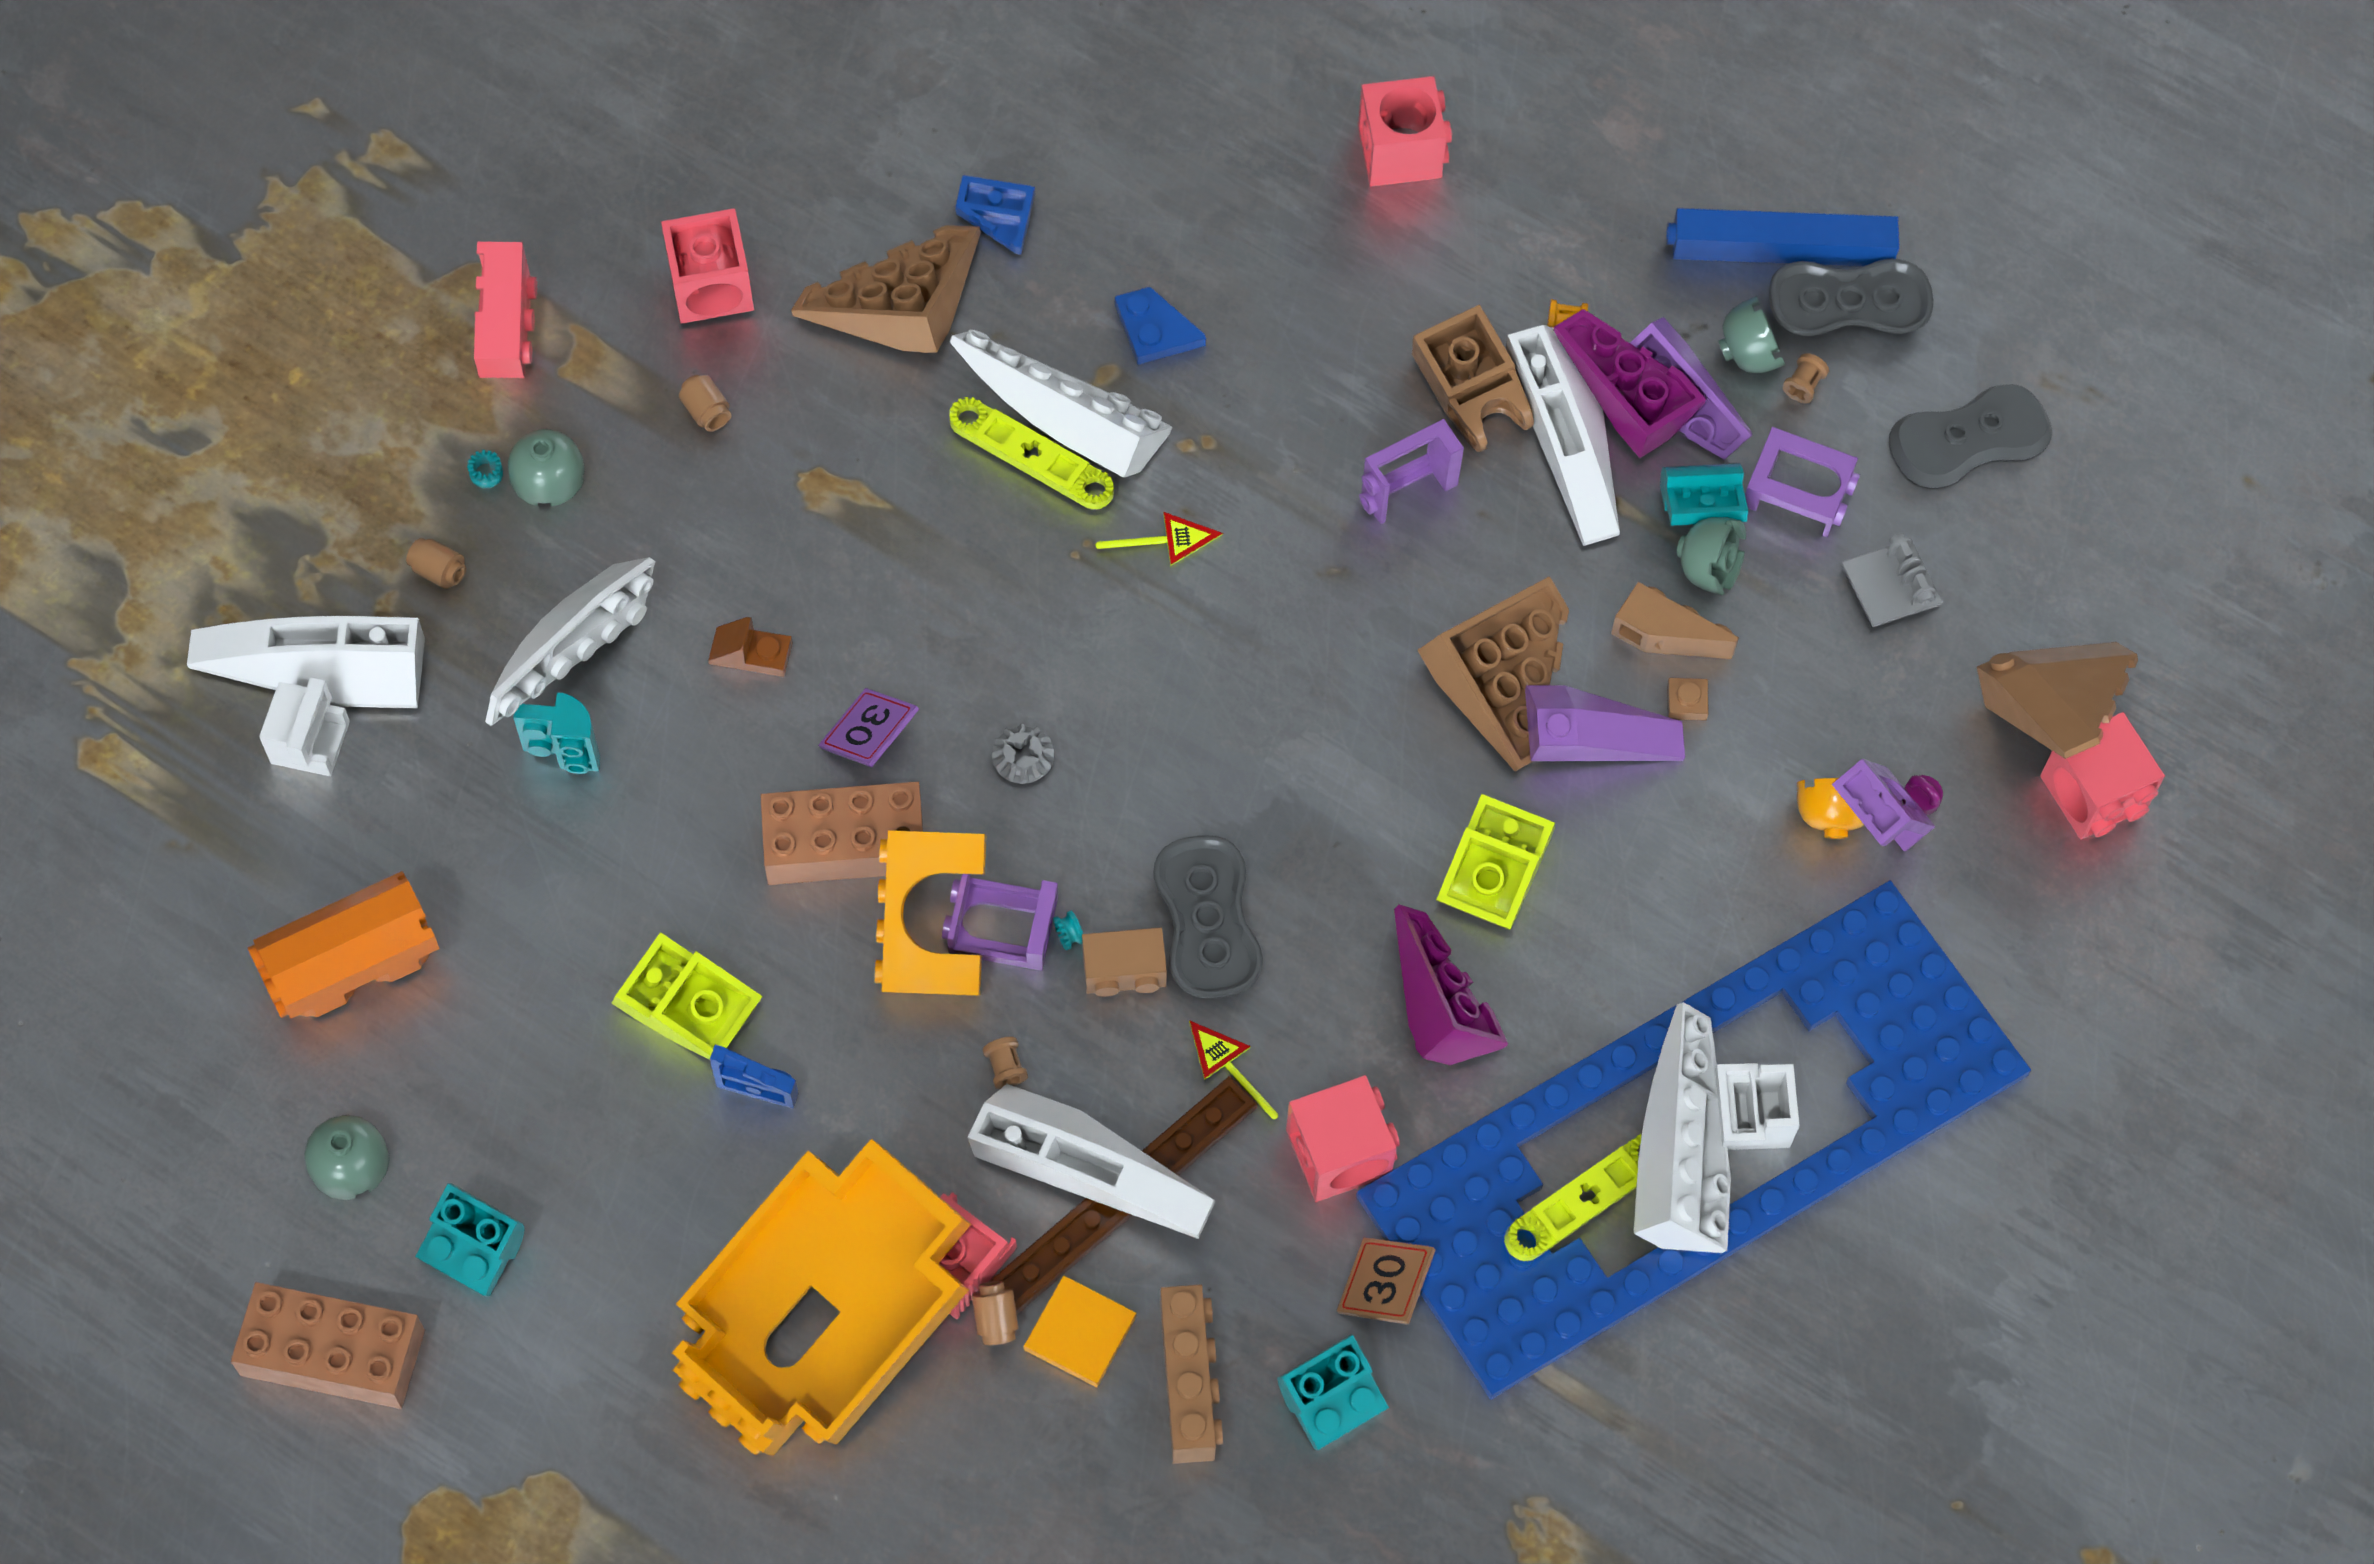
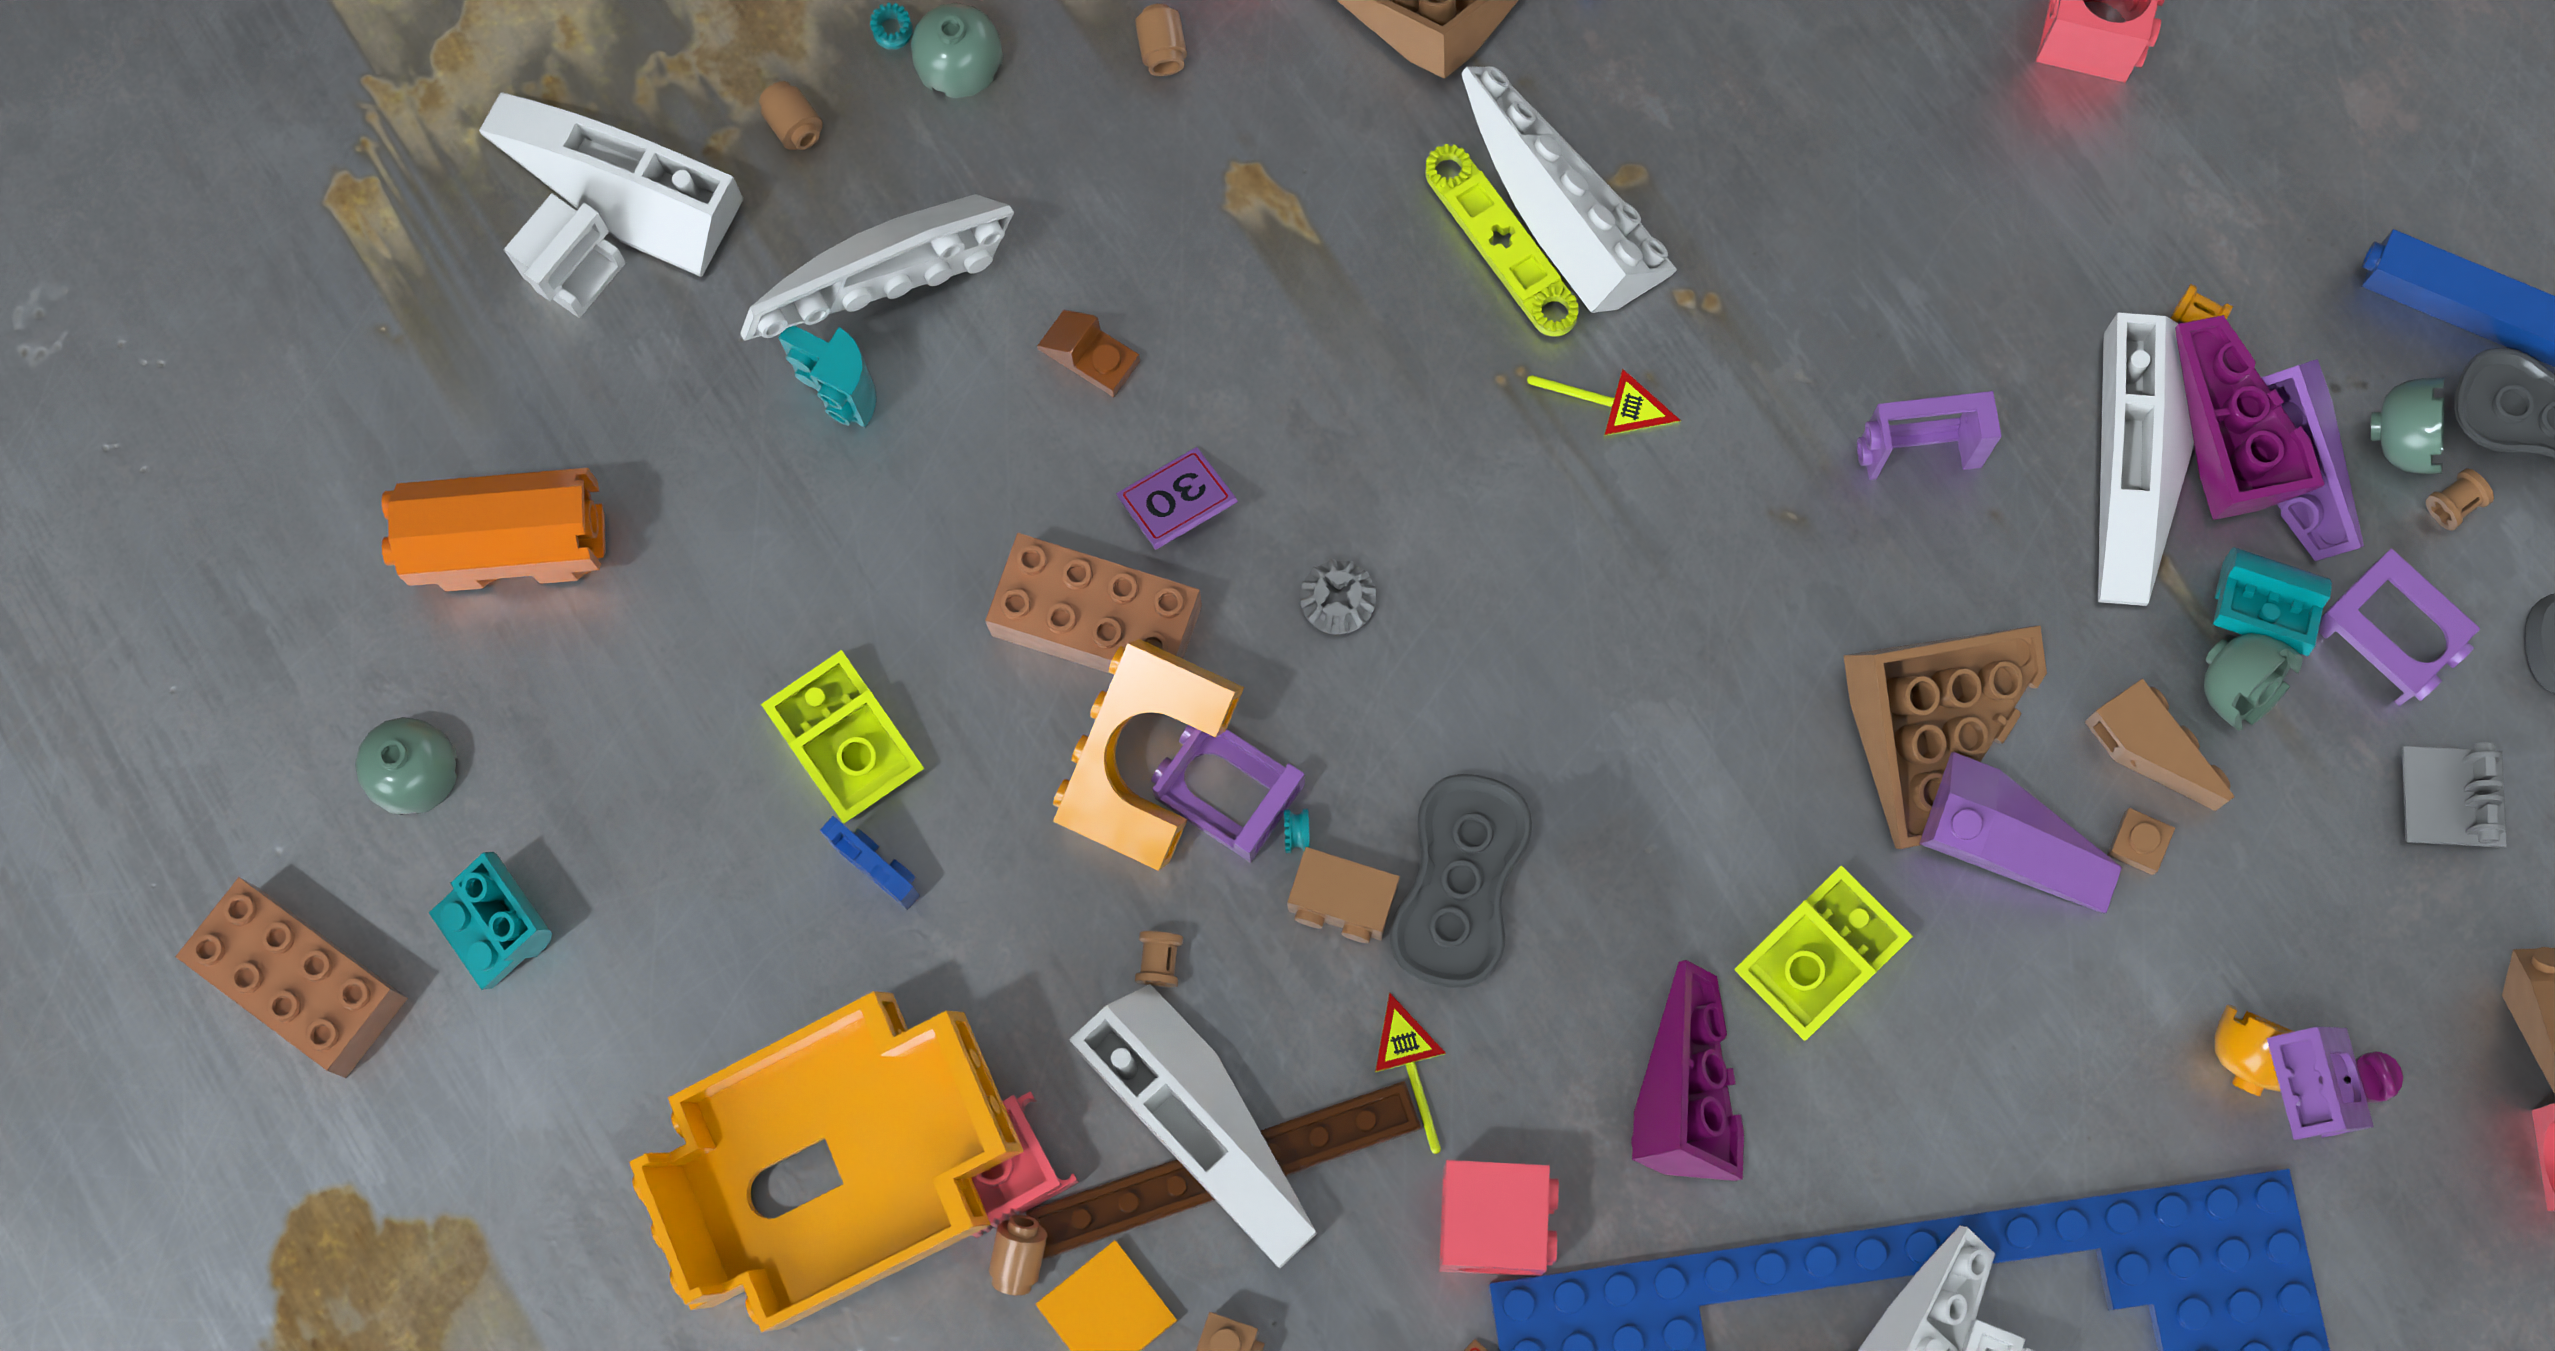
camera: 30 degrees right, 10 degrees up
(1155, 326) = (1710, 140): blue wing -> none
(1476, 384) = (2054, 359): medium nougat brick -> none

